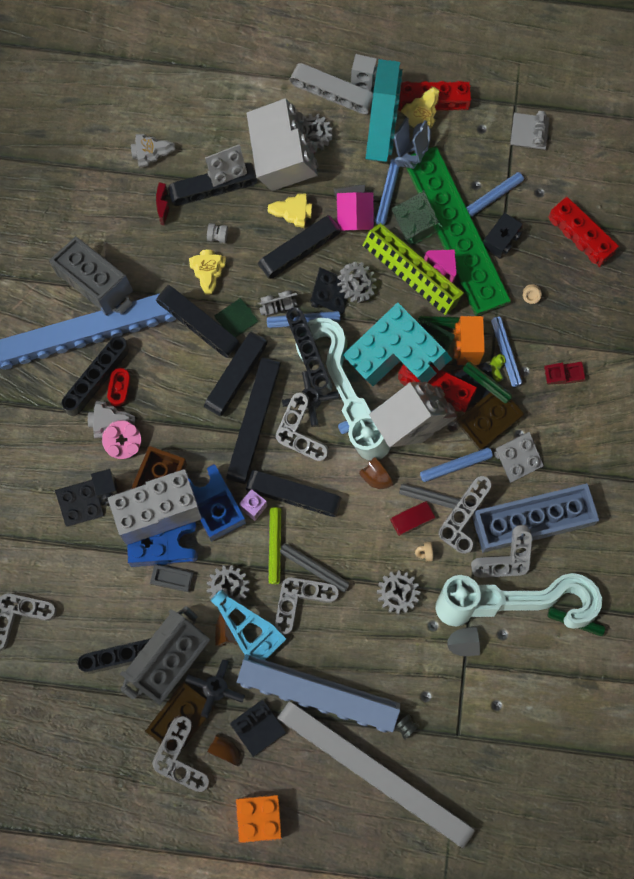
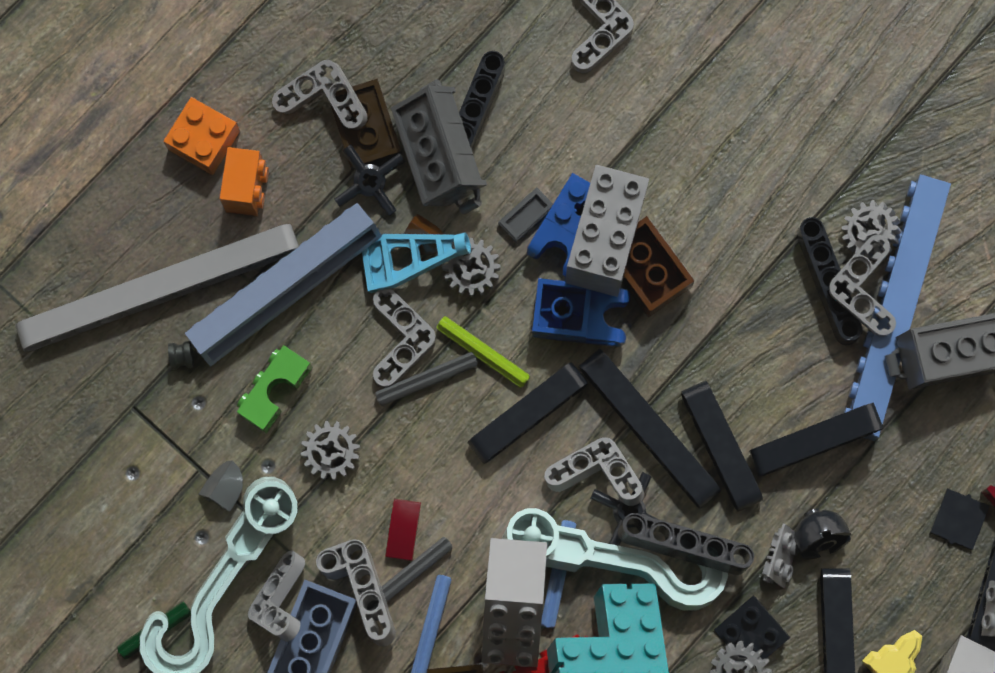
camera: 130 degrees right, 5 degrees up
(39, 370) = (871, 218): none -> light grey gear
(79, 503) = (684, 168): black hinge -> none
(89, 356) = (854, 282): none -> light grey beam
(104, 485) = (678, 204): black brick -> none
(105, 415) = (764, 261): light grey rock -> none
(112, 433) = (717, 250): bright pink plate -> none
(118, 388) = (799, 297): red plate -> none
(187, 226) = (959, 519): none -> black piece
(207, 268) = (881, 502): light yellow rock -> none
(217, 233) = (923, 546): light grey wheel -> none
(224, 749) = (298, 148): reddish brown brick -> none
(236, 318) = (793, 494): clear green piece -> none
(248, 289) = (821, 532): none -> black cylinder
(253, 505) = (545, 356): lavender brick -> none
(257, 728) = (296, 198): black hinge -> none
(271, 766) = (243, 181): none -> orange brick
(281, 321) = (735, 582): medium blue axle -> none
(376, 475) = (483, 523): reddish brown brick -> none
(403, 656) = (283, 368): none -> bright green arch
(428, 551) = (352, 517): tan tile -> none

